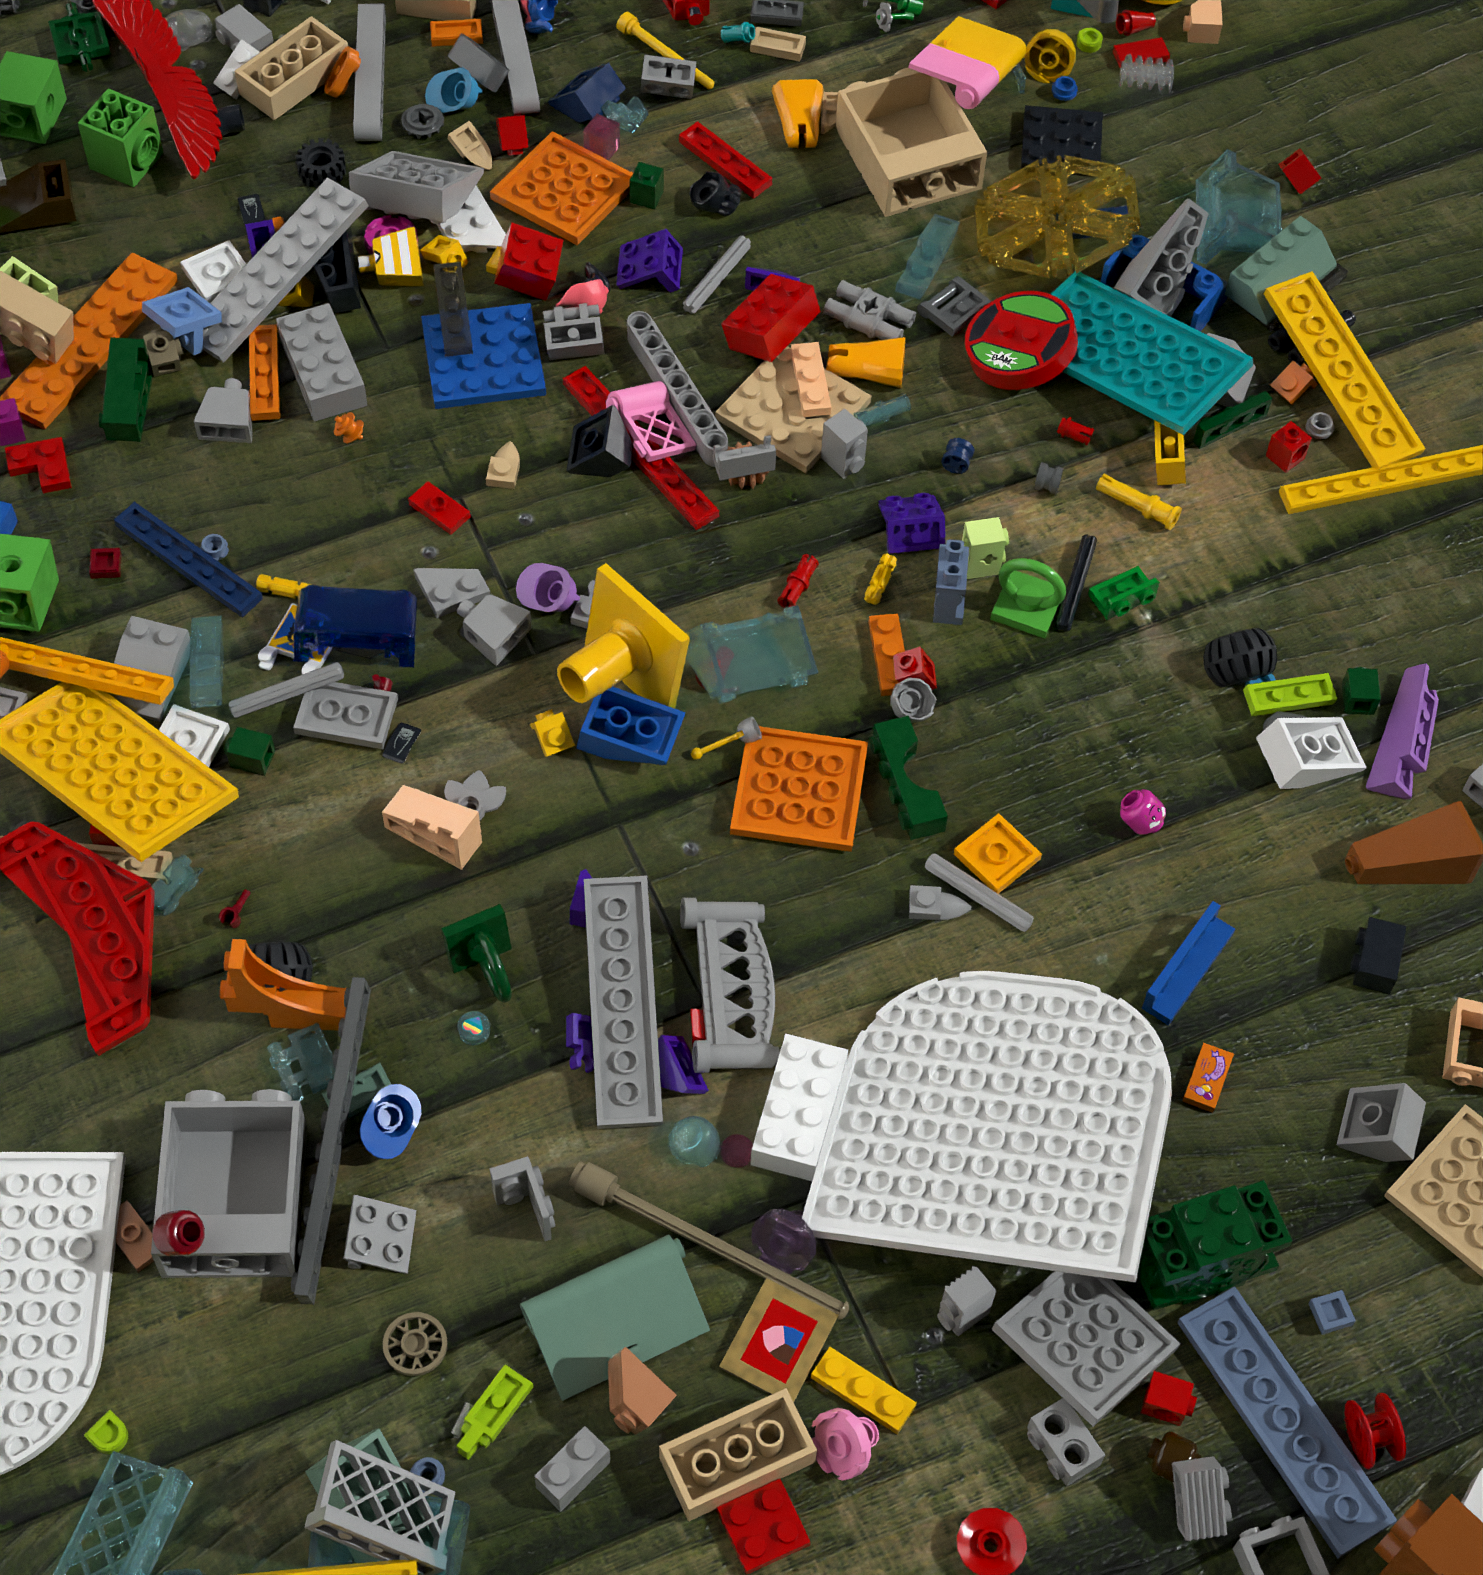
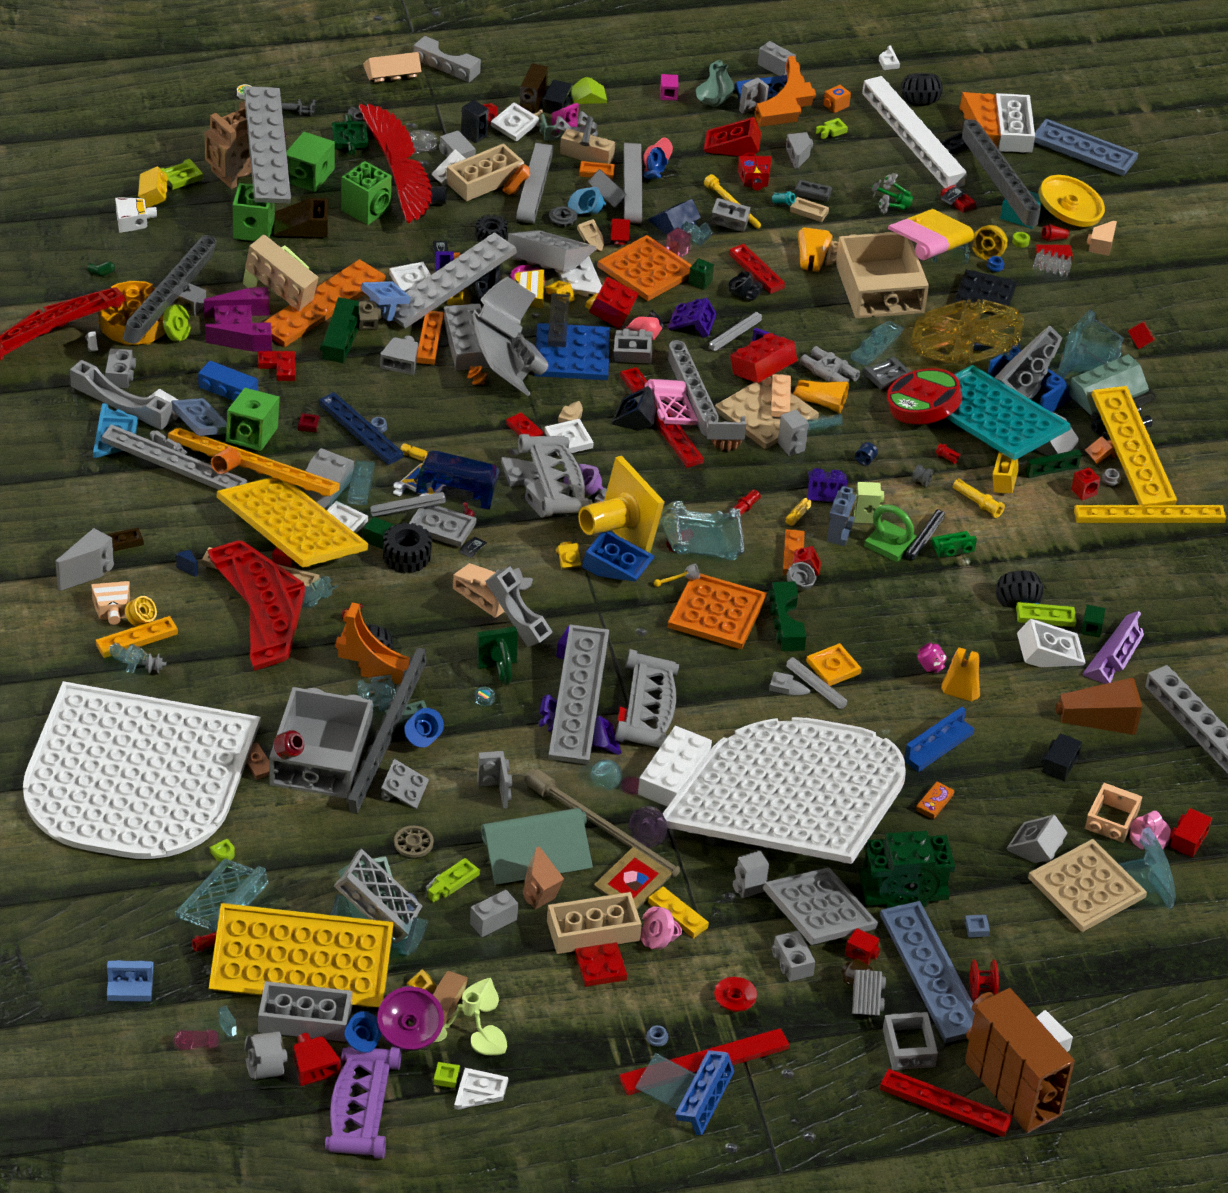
camera: 10 degrees right, 15 degrees down
(296, 751) = (407, 547): none -> black tyre
(374, 366) = (501, 336): none -> light grey beam
(474, 842) = (529, 625): none -> light grey arch
(509, 513) = (575, 431): none -> white plate
(516, 642) = (555, 501): none -> light grey piece
(1199, 842) = (963, 676): none -> light orange piece

